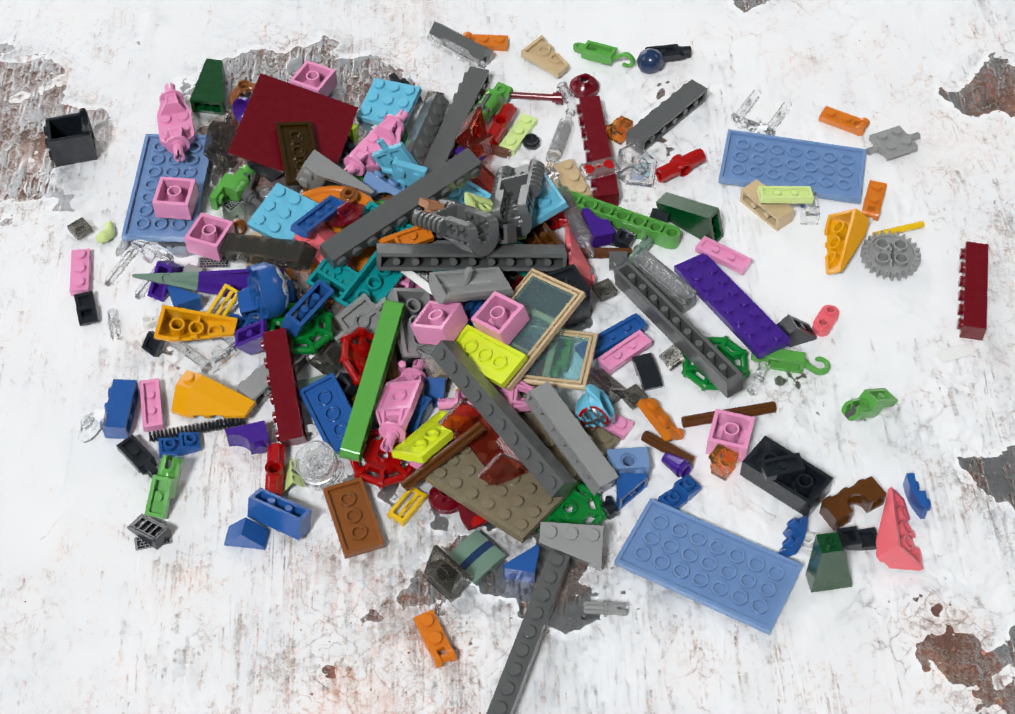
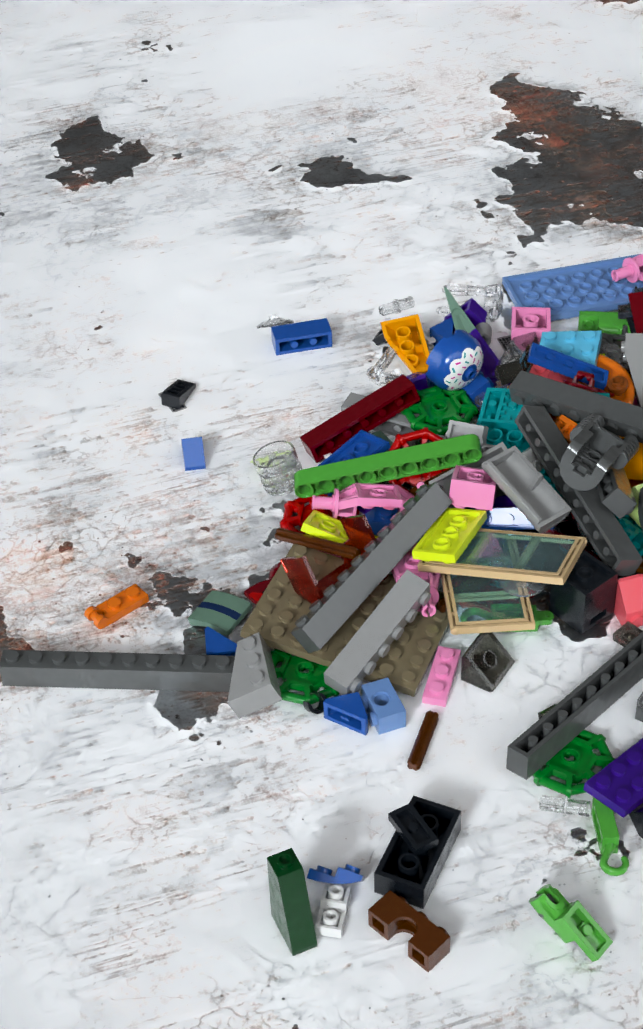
camera: 75 degrees right, 10 degrees down
(70, 139) = (600, 210): black container -> none
(80, 228) = (499, 253): clear smoke plate -> none
(80, 271) = (450, 270): bright pink plate -> none
(86, 308) = (404, 288): black slope -> none
(106, 234) = (503, 271): yellowish green arm -> none
(138, 456) = (254, 363): black hinge -> none
(151, 405) = (315, 353): bright pink plate -> none
(164, 486) = (224, 383): bright green plate -> none
(175, 198) = (559, 287): bright pink brick -> none
(179, 446) = (277, 383): blue slope -> none
(198, 428) = (293, 384): black piece -> none
(205, 397) = (333, 381): light orange wedge -> none
(250, 436) = (301, 421): dark purple arch -> none
(275, 463) = (247, 451): red piece -> none
(279, 513) = (218, 460): blue brick -> none
(307, 308) = (451, 396): blue brick -> none
(353, 517) = (236, 514): dark orange plate -> none
(398, 518) = (262, 550): yellow tile -> none
(430, 205) = (617, 427): nougat plate -> none
(446, 574) = (192, 591): clear smoke slope -> none
(500, 318) = (495, 525): bright pink brick -> none
(594, 408) = (432, 648): medium azure piece -> none
(604, 608) = (188, 727): light grey axle -> none
(618, 333) = (556, 655): blue plate -> none
(624, 352) = (544, 672): bright pink plate -> none
(633, 395) = (482, 694): clear smoke plate -> none
(647, 372) = (524, 697): black slope -> none
(660, 420) = (459, 722): orange plate -> none
(676, 464) = (399, 752): dark purple cone -> none
(681, 493) = (368, 766): blue slope -> none
(709, 565) = (270, 803): medium blue plate -> none
(722, 461) = (413, 782): clear orange window -> none
(731, 431) = (458, 784): bright pink brick -> none
(749, 410) = (498, 788): reddish brown axle -> none
(856, 539) = (358, 946): black slope -> none
(895, 536) = (379, 987): coral wedge -> none
(916, 498) = (438, 1002): blue slope -> none

